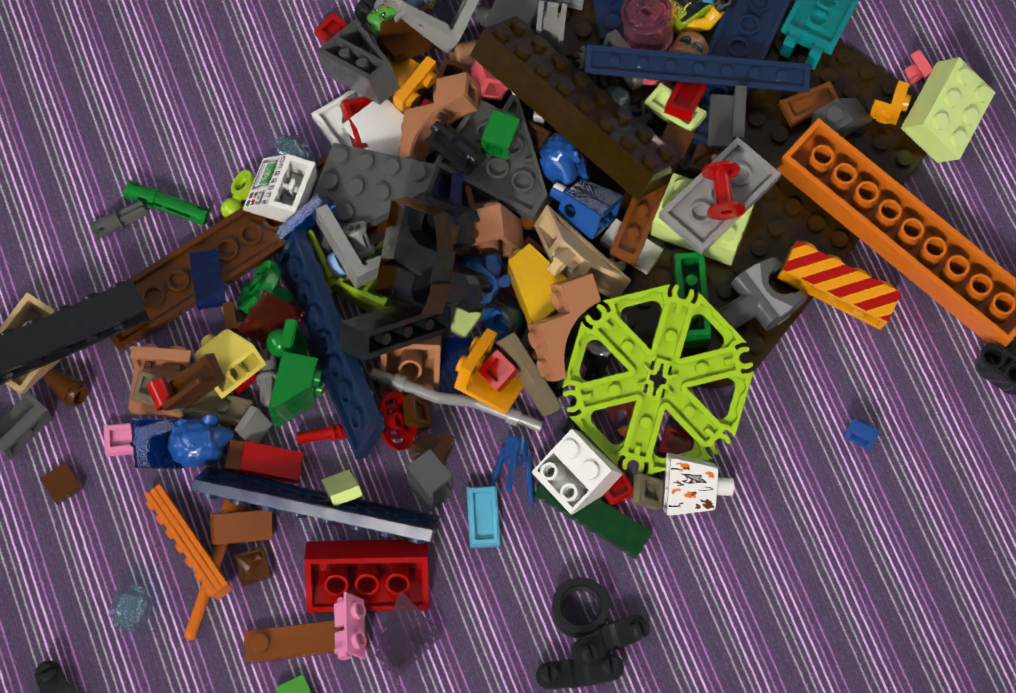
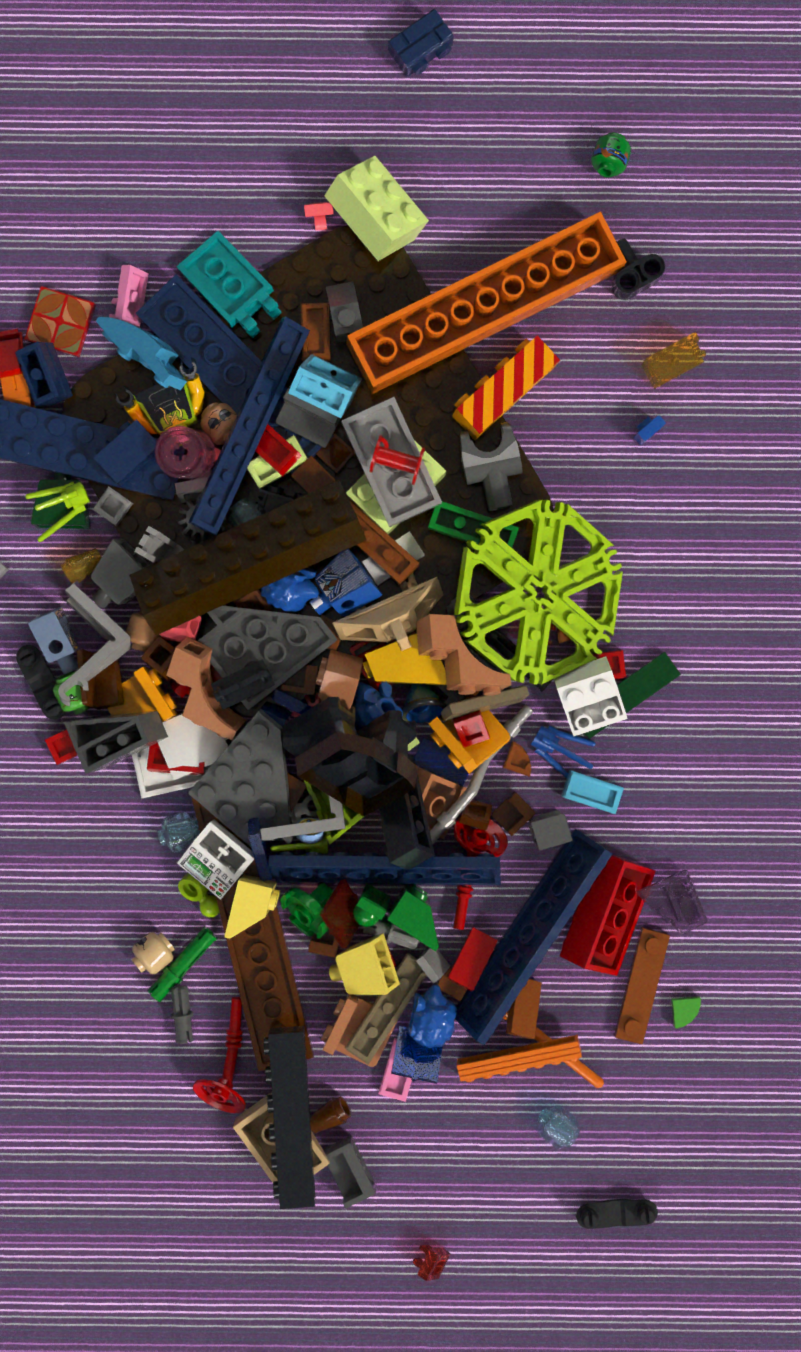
camera: 65 degrees left, 20 degrees up
(58, 277) = (223, 1088): none -> red dish
(61, 483) = (418, 1148): reddish brown tile -> none
(159, 392) = (378, 1038): red hinge -> none
(168, 172) = (152, 953): none -> tan head
(195, 382) = (384, 1007): reddish brown panel -> none
(207, 279) = (277, 955): clear blue tile -> none
(248, 228) = (251, 903): none -> light yellow slope
(252, 566) = (559, 1008): reddish brown tile -> none
(341, 487) = (525, 908): yellowish green tile -> none
(350, 614) = (664, 950): bright pink hinge -> none
(359, 239) = (301, 809): light grey bush -> none
(485, 435) = (517, 760): none -> dark orange tile
(500, 134) = (246, 637): green brick -> none
(572, 675) = (762, 764): black piece -> none
(574, 585) = (729, 741): black tyre -> none
(608, 638) = (750, 750): black piece -> none
(648, 491) = (627, 640): dark tan tile -> none
(674, 441) = (590, 598): dark red tile -> none
(692, 485) = (641, 600): white torso -> none
(761, 115) = (318, 387): none -> medium azure window
(889, 113) = (349, 250): light orange bracket -> none
(940, 432) = (673, 360): none -> clear yellow hinge

